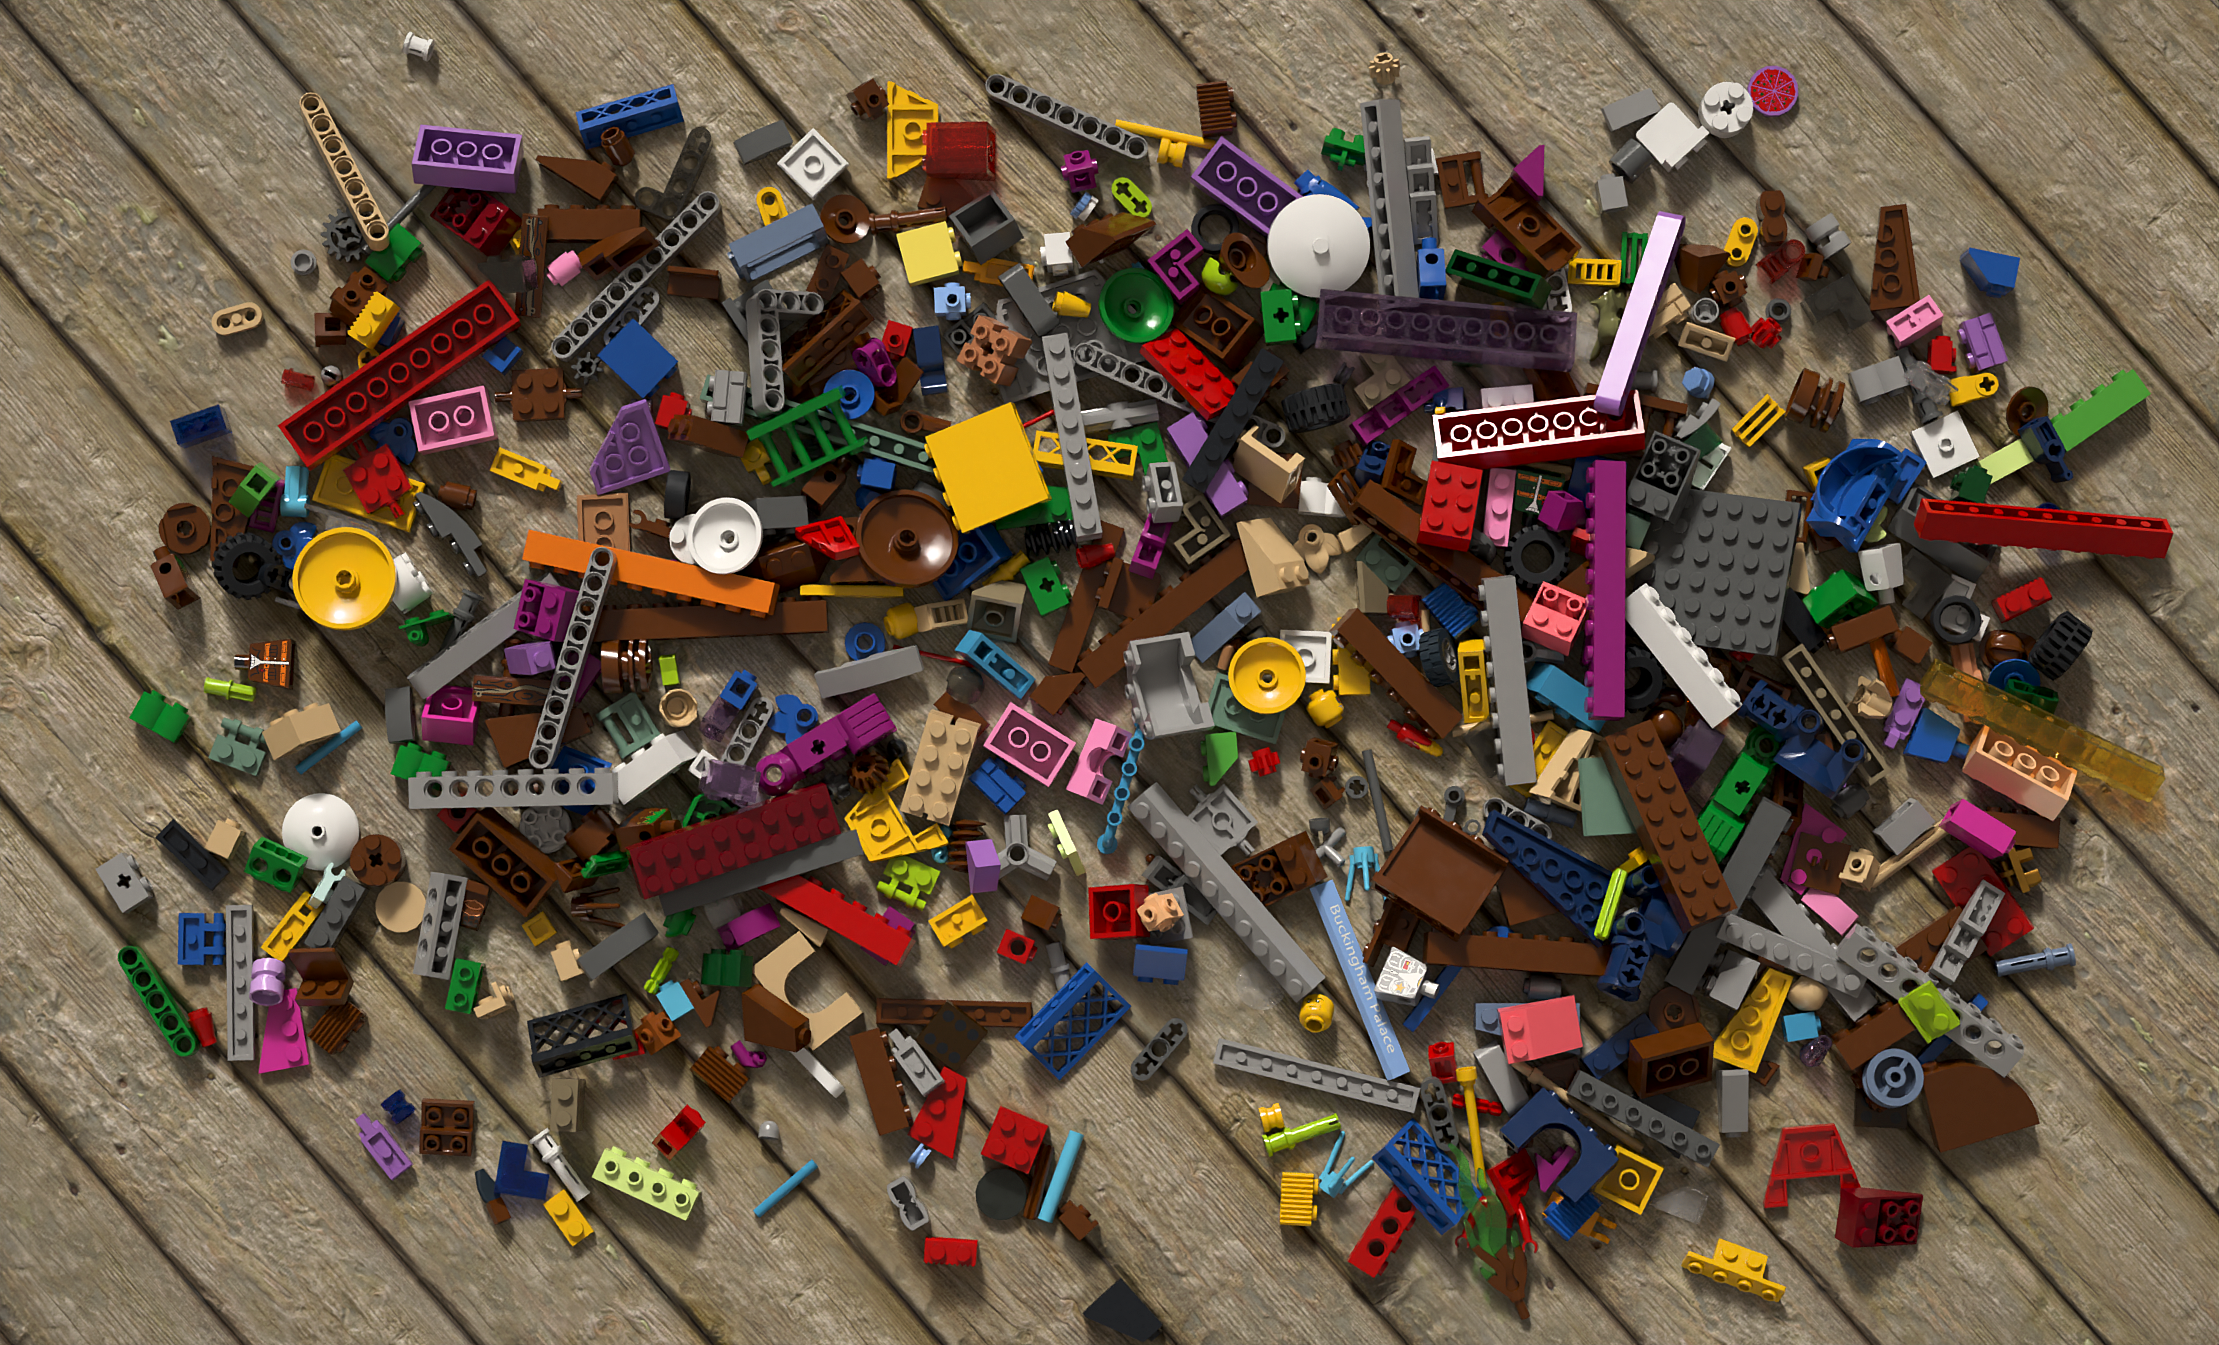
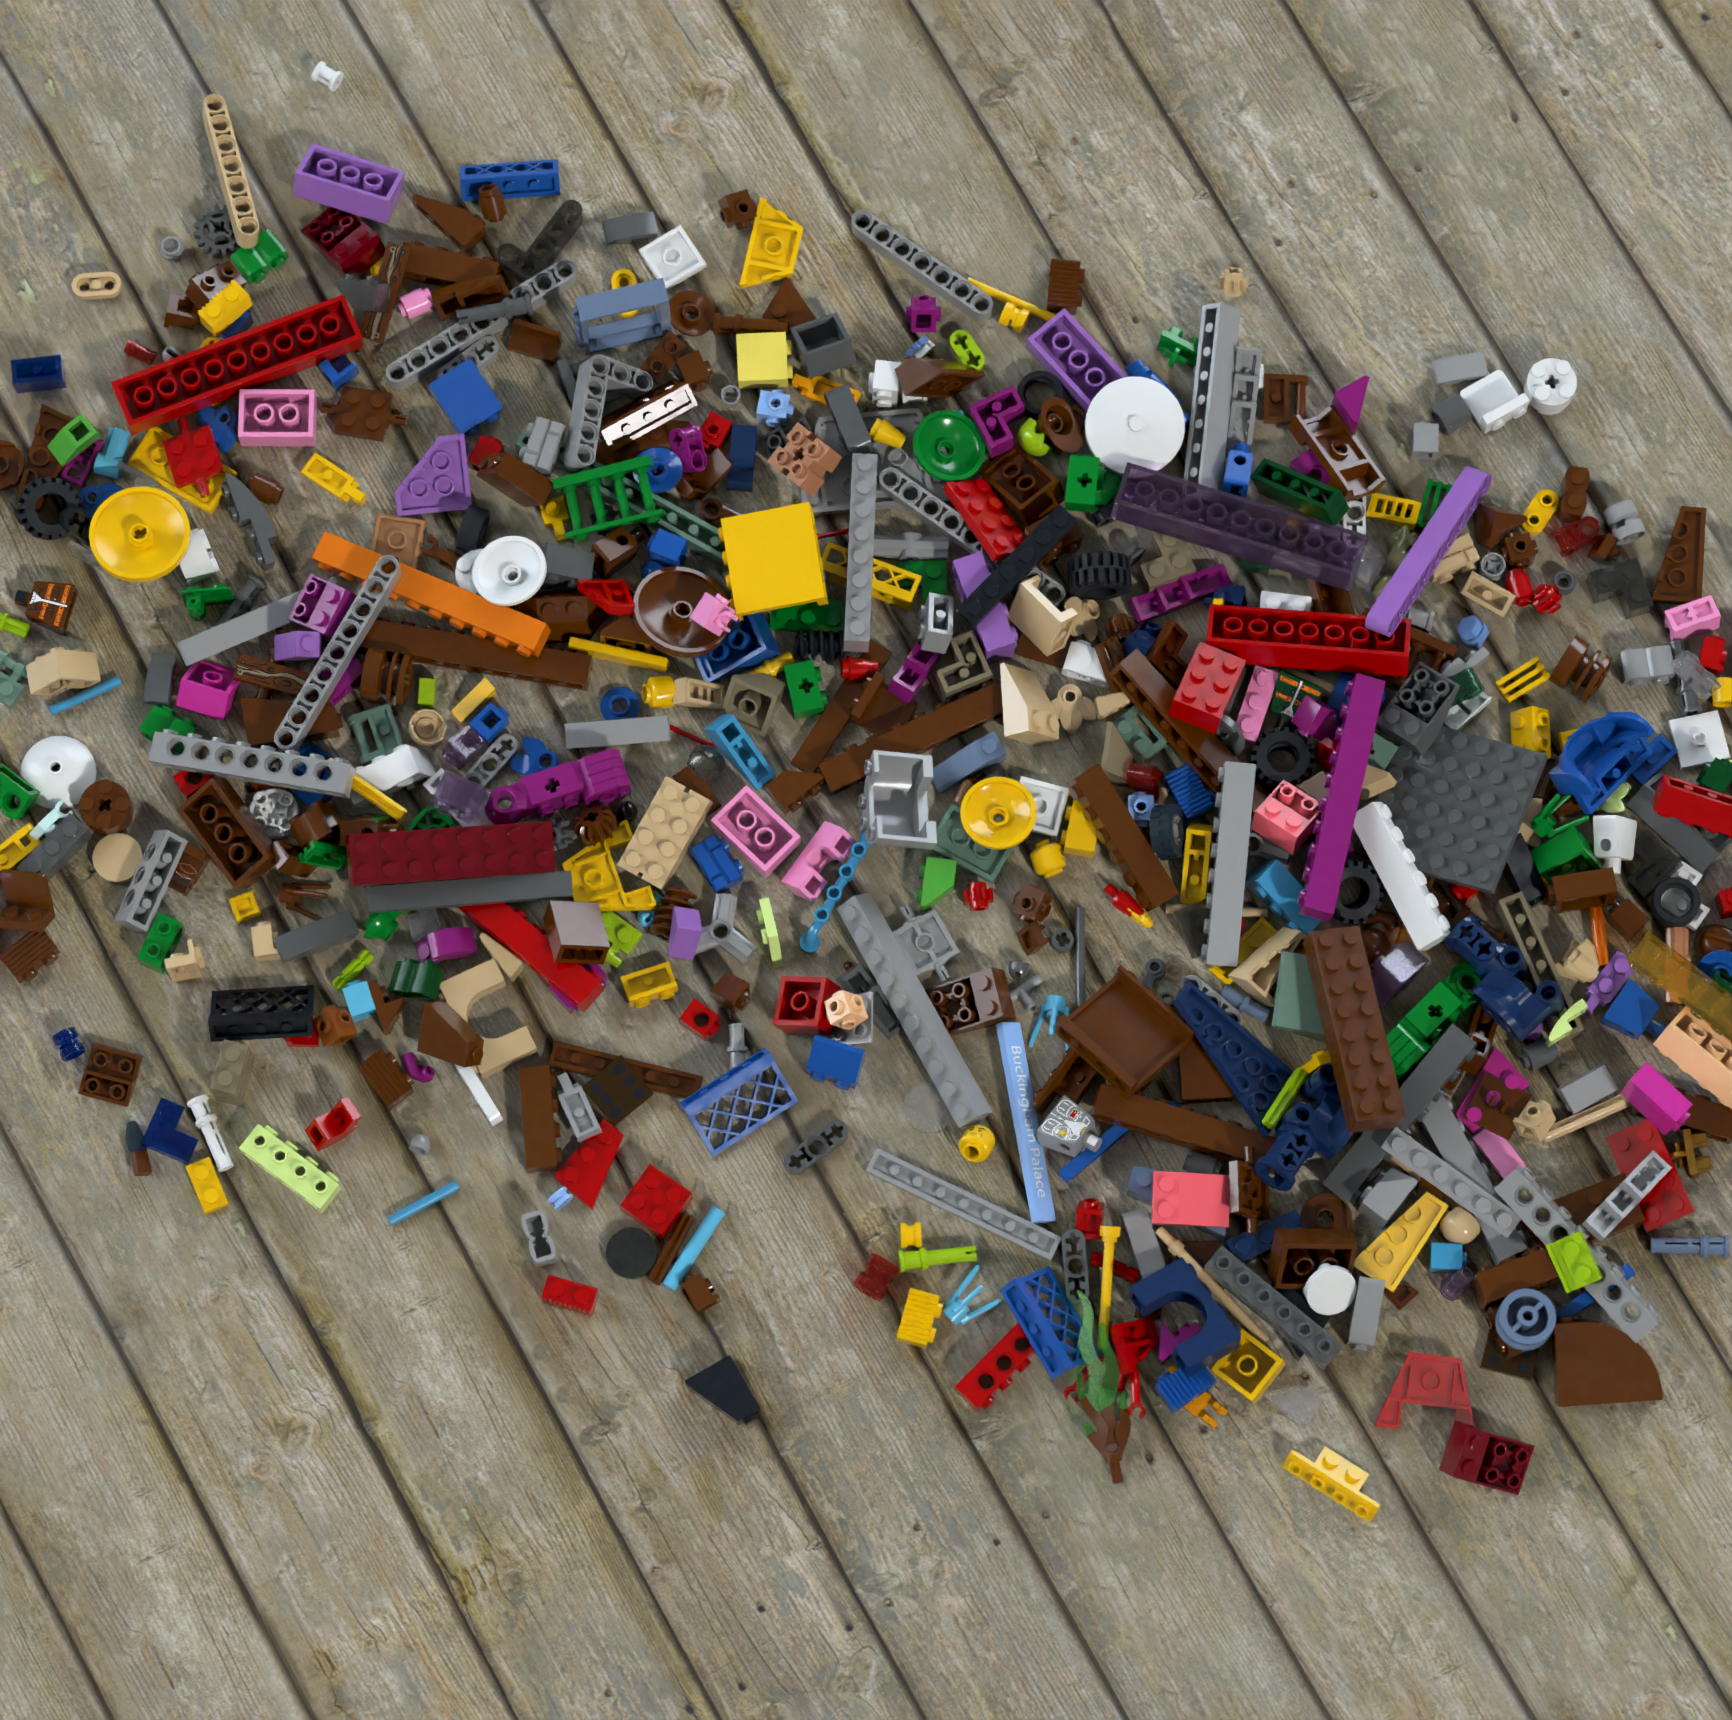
camera: 10 degrees right, 10 degrees down
(383, 1147) = (45, 1079): medium lavender hinge -> none
(403, 212) = (279, 219): dark grey bar -> none
(595, 369) = (420, 394): dark grey gear -> none
(642, 793) = (376, 797): none -> yellow axle
(659, 258) = (506, 308): none -> dark grey pin
(718, 669) = (474, 700): none -> yellow piece
(875, 891) = (576, 932): none -> brick
(904, 302) = (733, 390): none -> light grey hinge
(940, 537) = (714, 613): none -> bright pink brick
(960, 150) = (814, 272): clear red slope -> none
(1246, 1168) = (877, 1275): none -> clear red wheel
(1309, 447) = (1088, 612): none -> tan plate
(1594, 1008) = (1247, 1191): none -> reddish brown plate
(1695, 1088) = (1330, 1289): none -> white tile
(1773, 91) = (1599, 380): tile -> none
(1777, 475) = (1531, 729): none -> yellow bracket
(1812, 568) = (1544, 822): none -> green plant
(1870, 776) = (1562, 1027): none -> yellowish green slope

